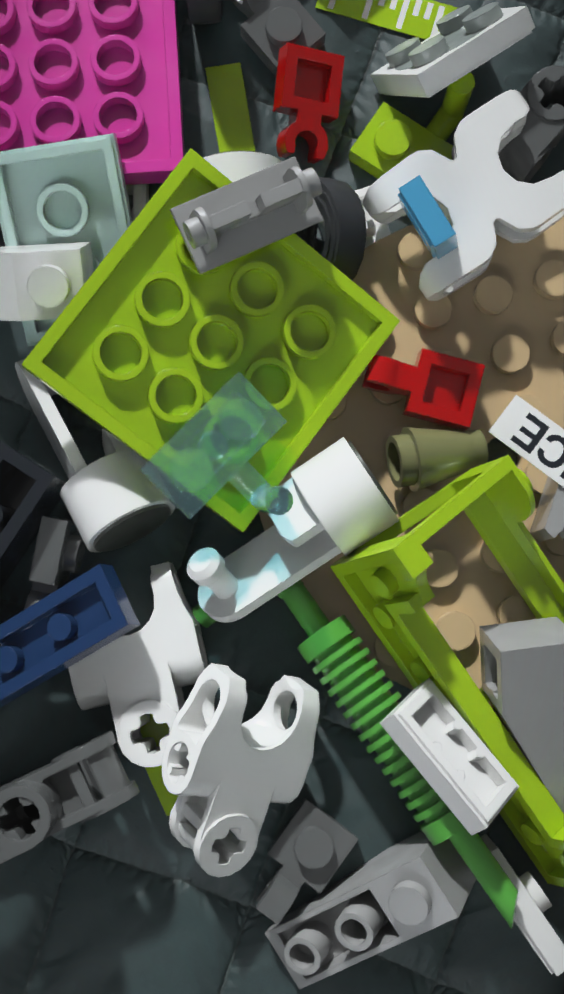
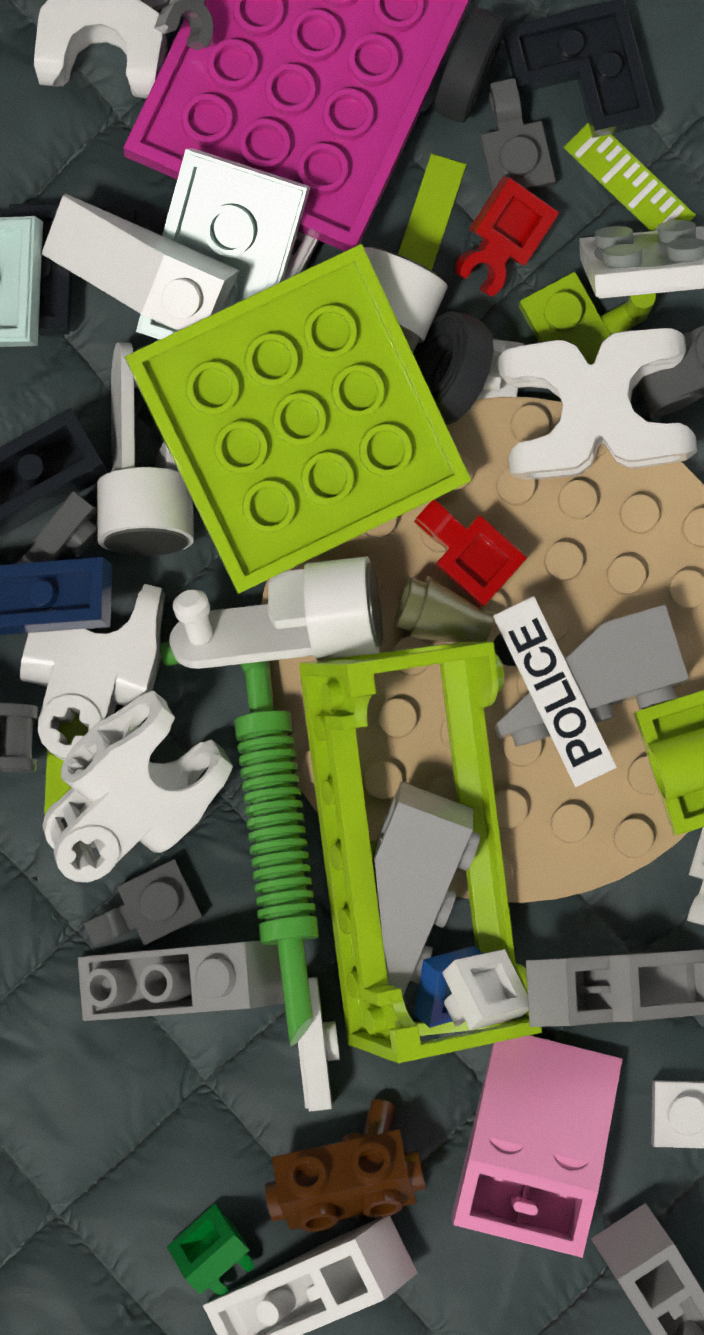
camera: 30 degrees right, 0 degrees up
(217, 449) = (252, 510): clear light blue plate -> none
(248, 214) = (380, 325): light grey hinge -> none
(427, 218) = (534, 406): dark azure tile -> none
(450, 756) = (313, 869): white plate -> none

